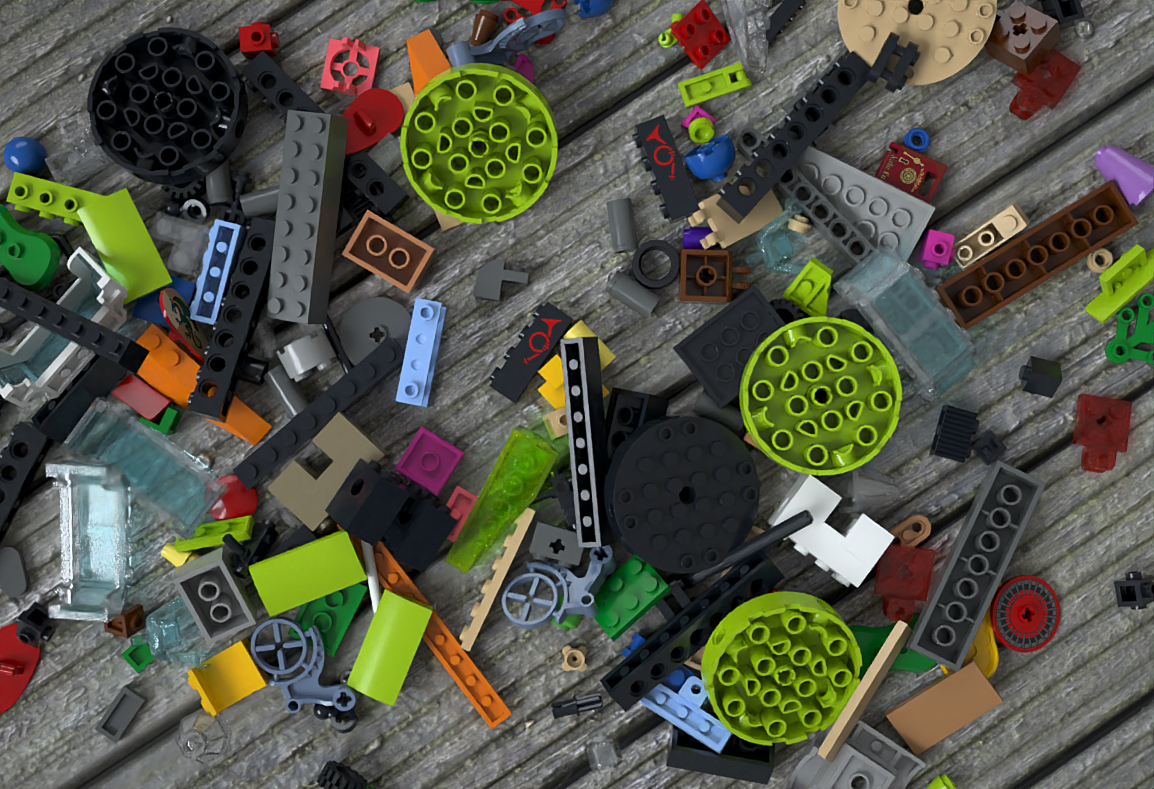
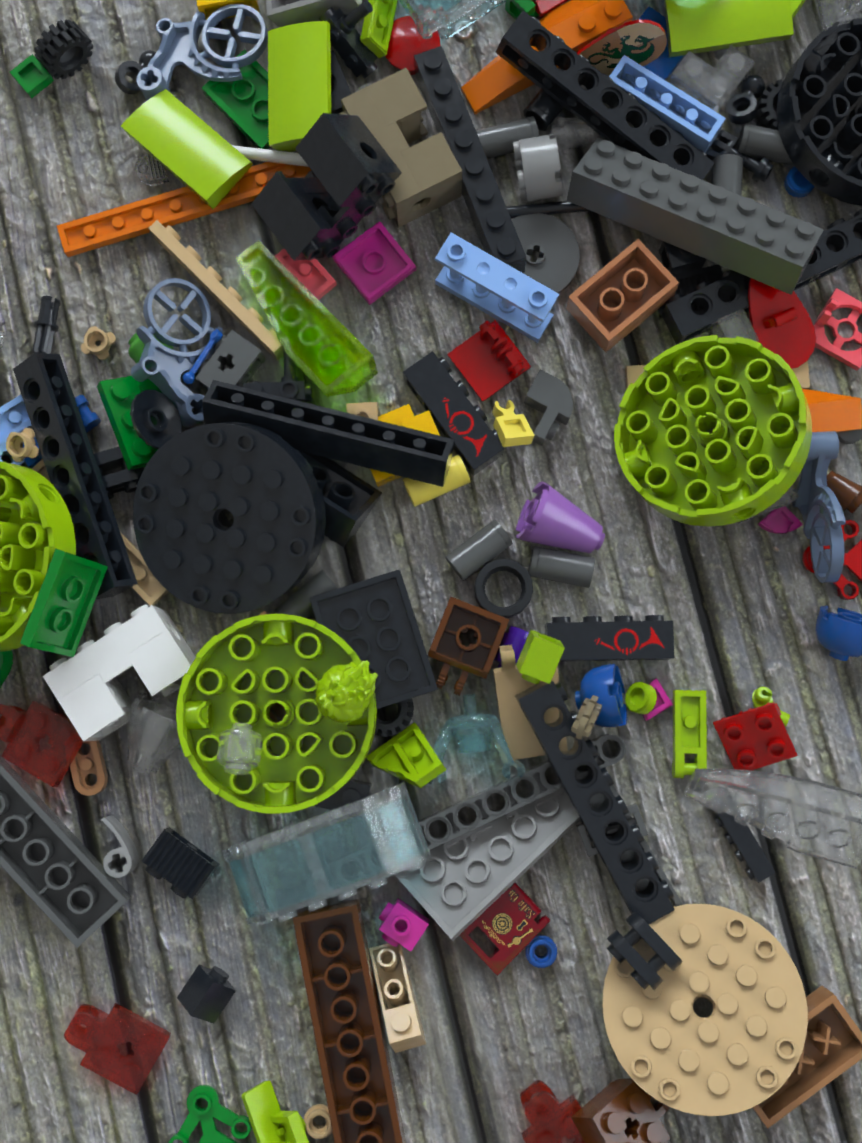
camera: 115 degrees right, 5 degrees down
(244, 147) = (797, 184): none -> blue tile
(476, 341) = (489, 360): none -> red hinge
(527, 302) = (511, 428): none -> light yellow plate
(538, 563) = (189, 377): none -> blue hinge
(590, 240) = (558, 522): none -> medium lavender cone
(625, 580) = (155, 418): none -> black dish
(687, 684) = (15, 448): none -> tan plate
(706, 213) = (539, 657): none -> lime brick
(738, 162) = (586, 717): none -> dark tan axle
(752, 547) = (137, 582): black axle -> none
(788, 347) = (345, 691): none -> lime hair
(799, 224) = (490, 772): tan plate -> none
(800, 588) = (63, 604): none -> green plate
(861, 409) = (239, 749): none -> clear head
(959, 479) = (126, 850): none -> light grey panel
(988, 447) = (150, 899): black tile -> none

